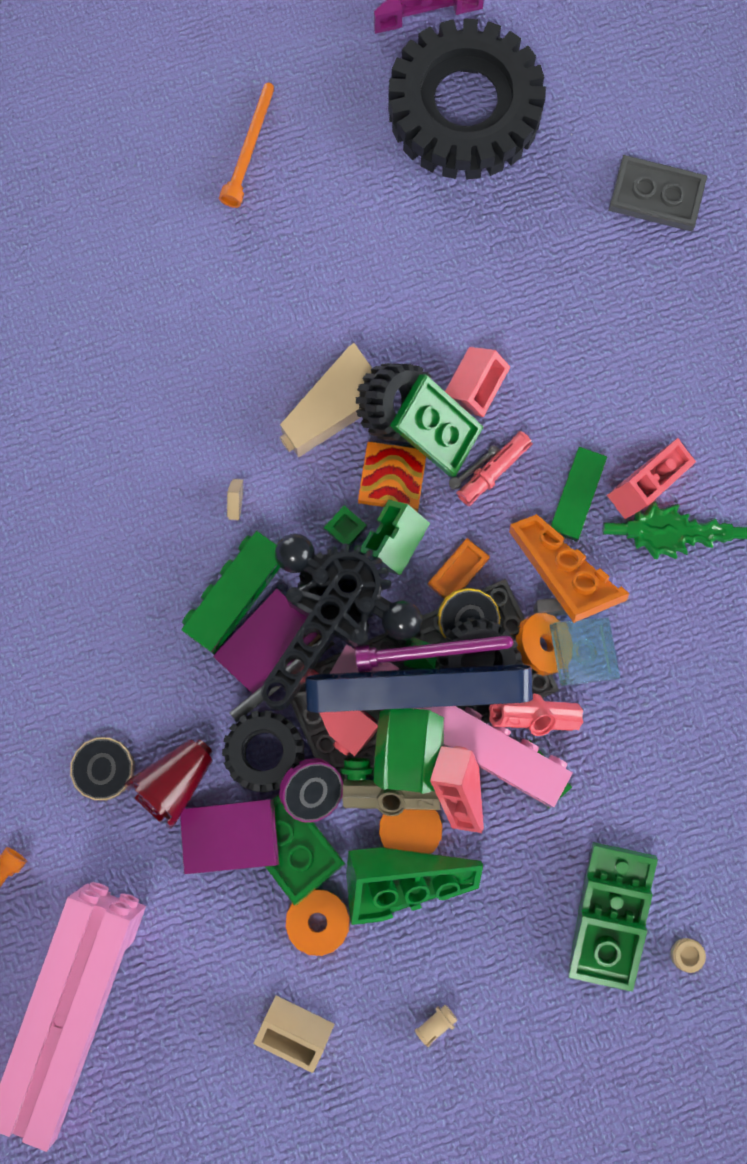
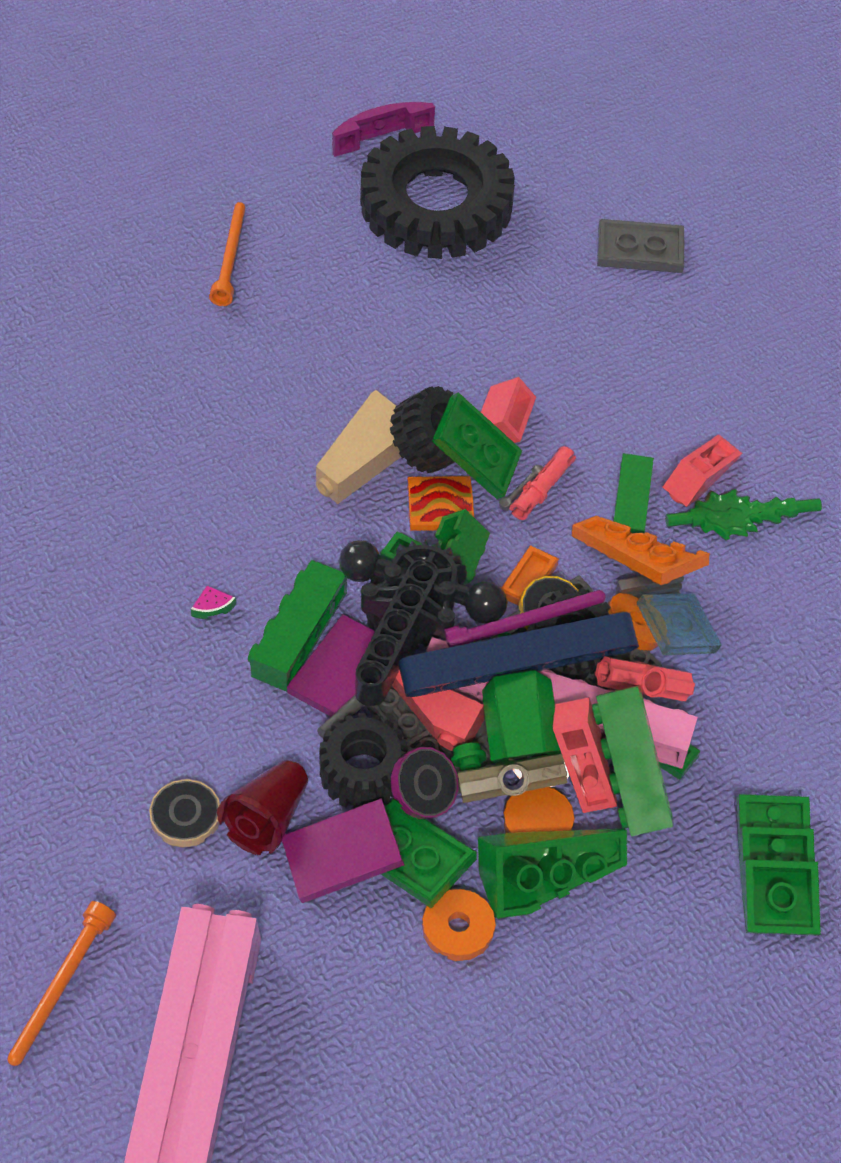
camera: 15 degrees left, 25 degrees down
(162, 553) = (212, 603): none -> tile
(234, 499) = (280, 545): tan tile -> none
(294, 1034) = (458, 1038): tan brick -> none
(436, 1025) = (615, 1004): tan pin -> none
(503, 808) = (634, 761): none -> green brick

